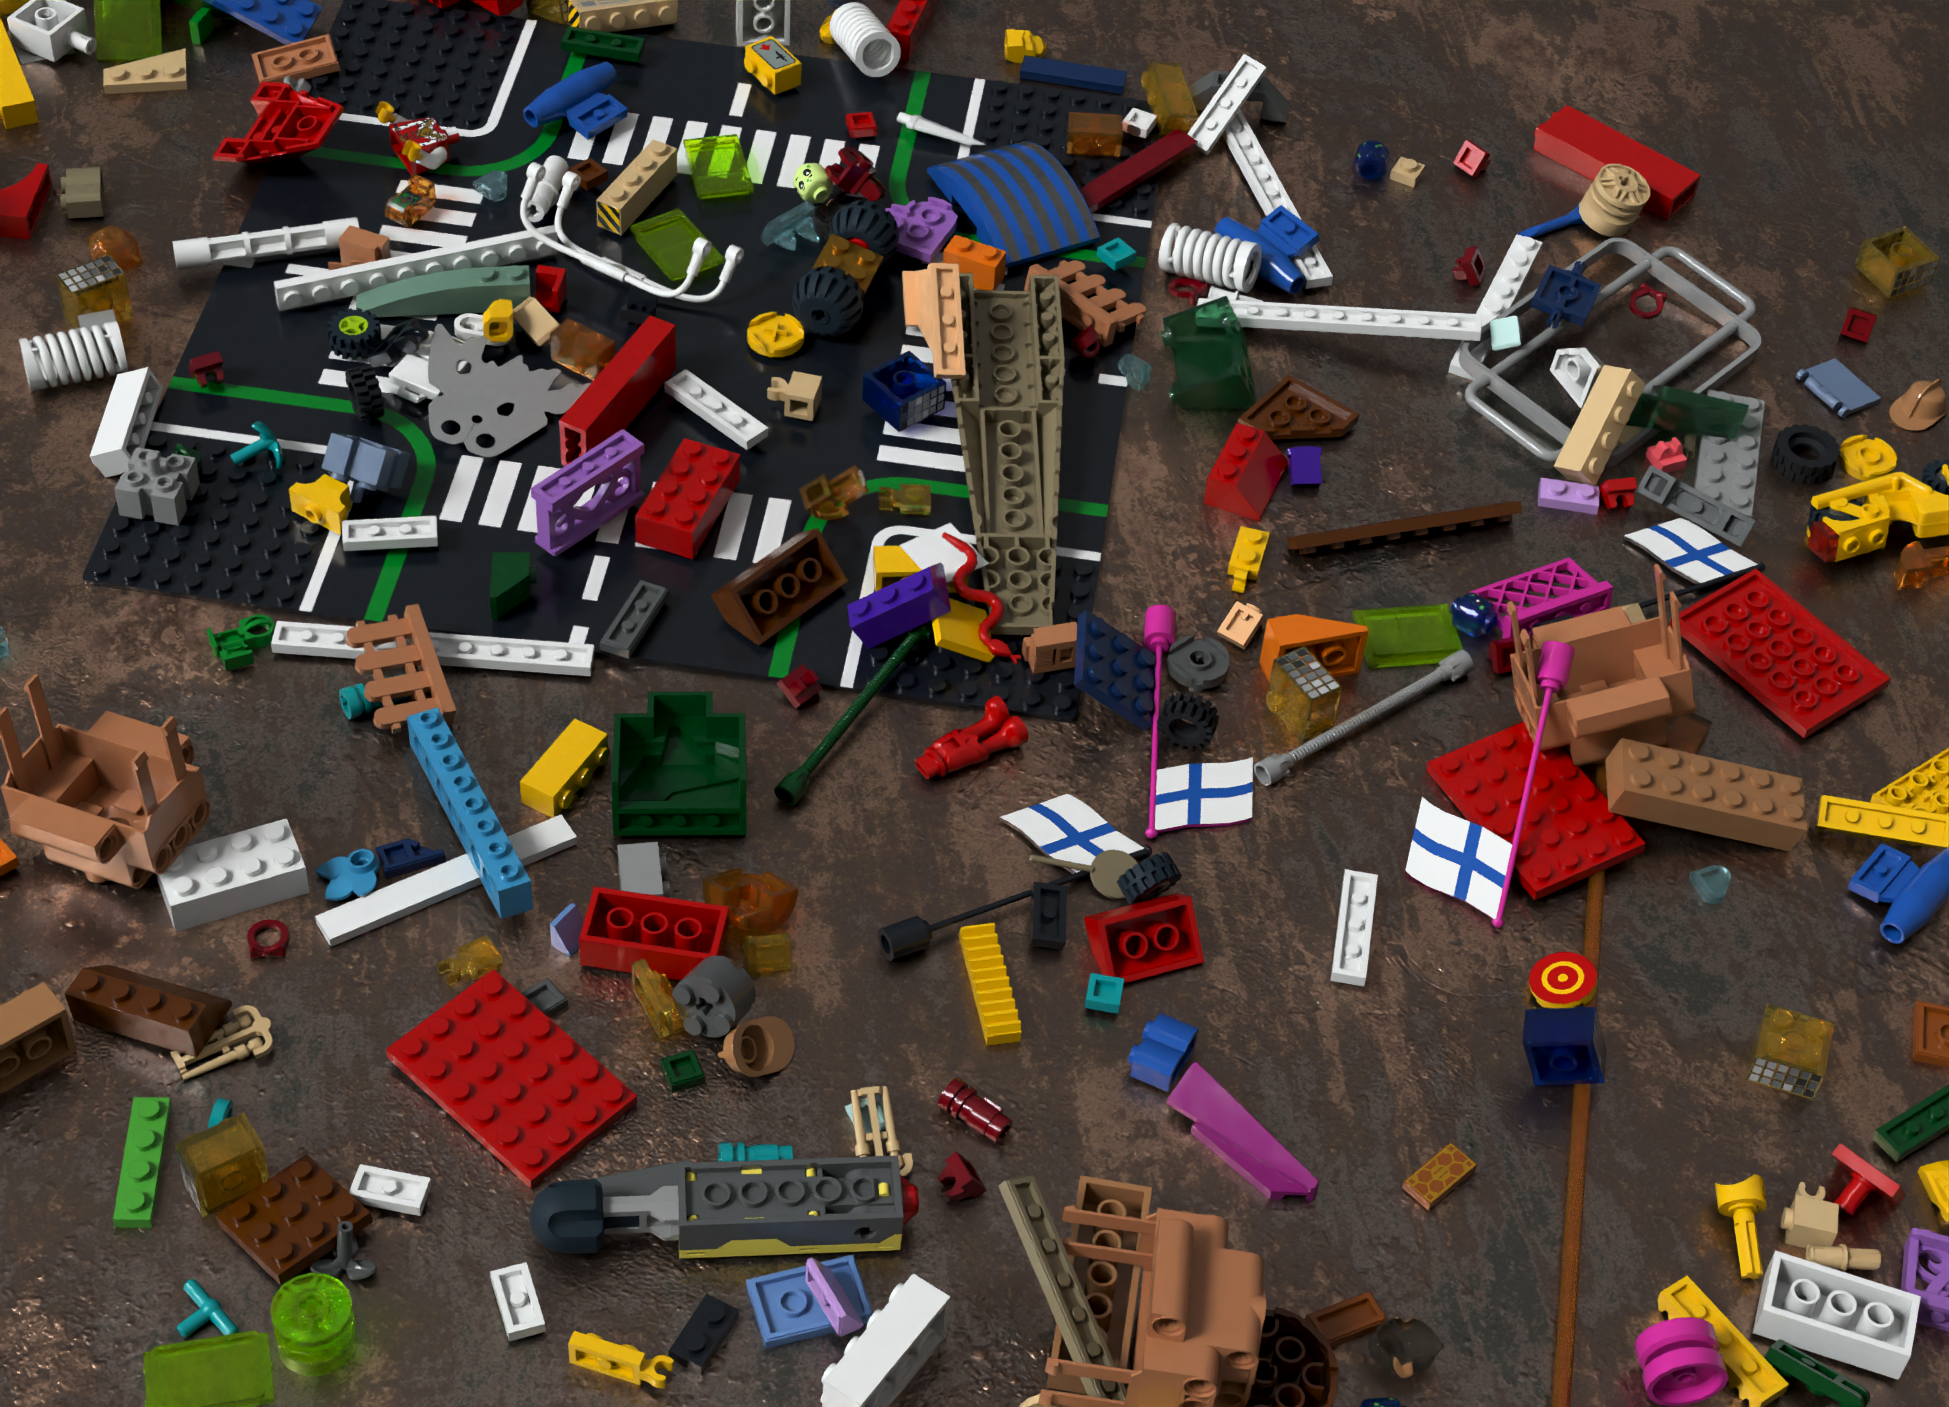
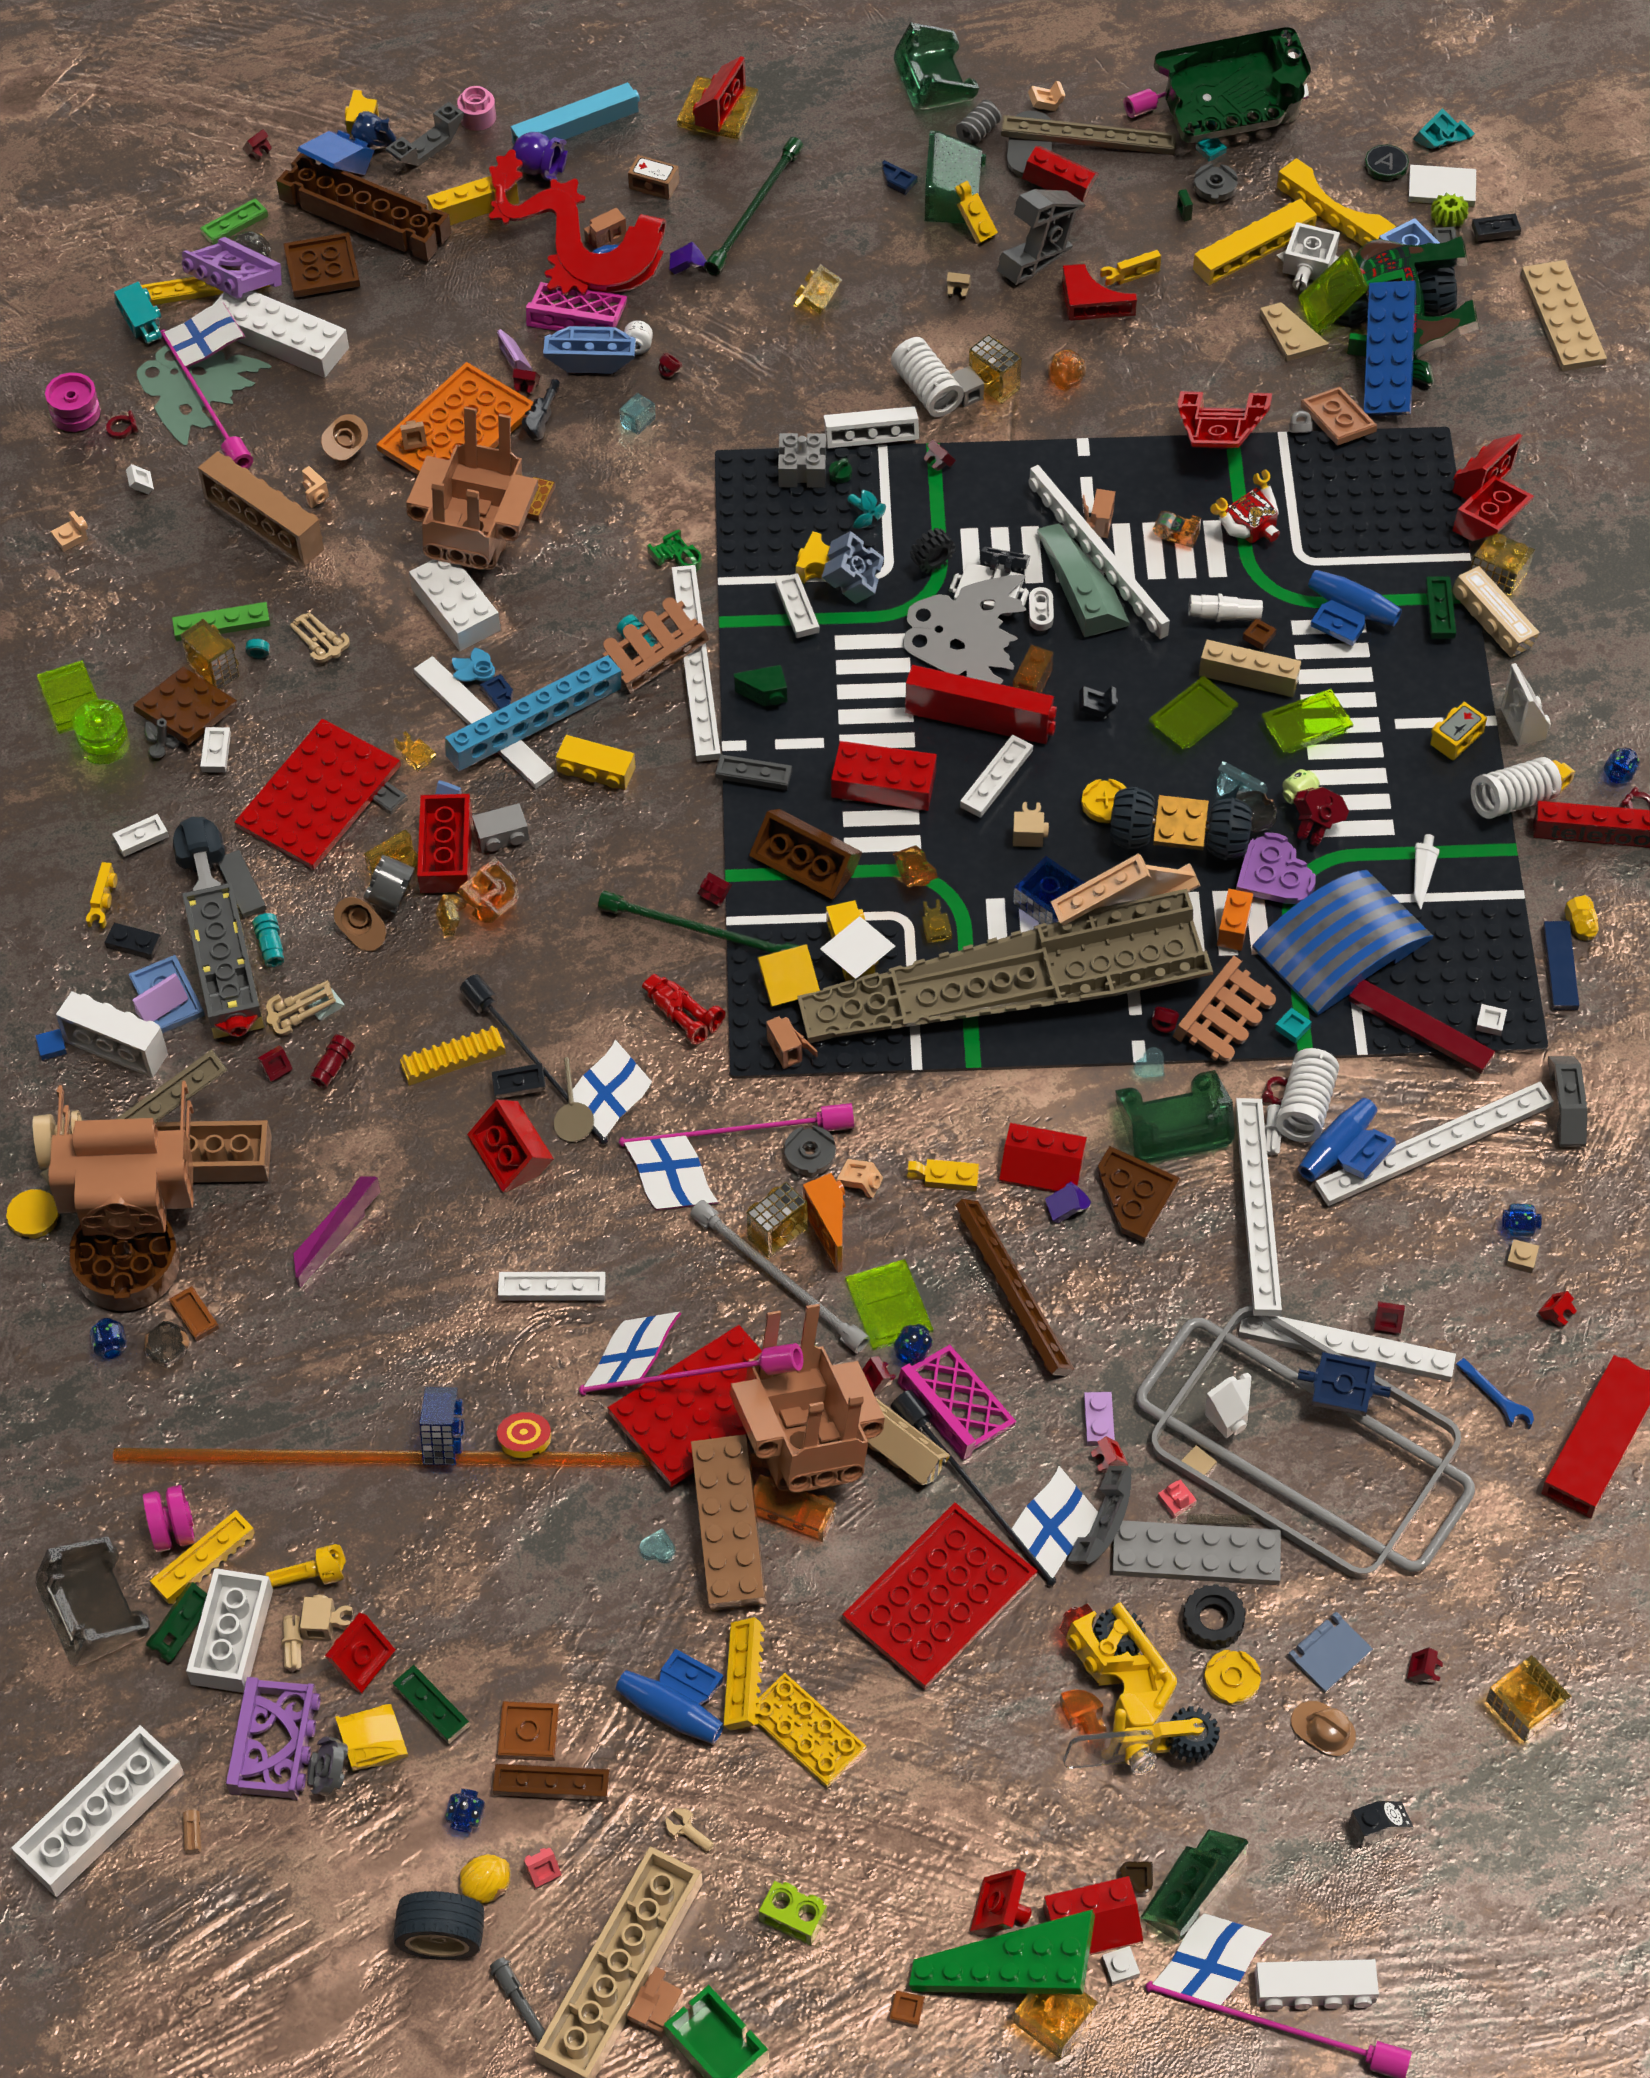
camera: 85 degrees right, 10 degrees up
(83, 192) = (1123, 333): dark tan brick -> none
(145, 1008) = (336, 586): reddish brown slope -> none
(205, 251) = (1094, 452): white piece -> none
(209, 1310) = (114, 683): teal piece -> none
(277, 950) = (413, 647): dark red piece -> none
(354, 333) = (1008, 531): black wheel -> none
(492, 185) = (1224, 577): clear light blue tile -> none
(498, 321) = (1038, 611): yellow rock -> none
(534, 321) = (1055, 633): tan slope -> none
(550, 287) = (1103, 643): red panel -> none
(561, 522) = (830, 686): medium lavender fence -> none
(679, 768) = (606, 824): dark green panel -> none
(682, 1071) = (342, 888): dark green tile -> none
(700, 249) = (1119, 701): white bar -> none
(861, 124) = (1408, 812): red tile -> none
(900, 606) = (792, 924): dark purple slope -> none
(995, 646) = (776, 1001): red animal -> none
(1094, 134) = (1456, 985): clear orange brick -> none
(1104, 993) = (454, 1127): teal plate -> none
(1115, 670) = (769, 1084): dark blue plate -> none
(1149, 878) = (558, 1136): black wheel -> none
(1163, 1051) = (405, 1170): blue brick -> none
(1169, 97) = (1536, 1038): clear yellow brick -> none
(1190, 709) = (729, 1143): black tyre -> none
(1226, 103) = (1533, 1079): white plate -> none
(1439, 1176) = (327, 1364): dark orange tile -> none
(1505, 333) = (1278, 1340): light aqua slope -> none
(1599, 425) = (1162, 1417): tan brick -> none
(1614, 200) = (1518, 1442): tan wheel -> none
(1644, 289) = (1378, 1470): dark red piece -> none
(1687, 413) = (1225, 1494): clear green slope -> none
(1790, 1051) = (481, 1601): clear yellow brick -> none

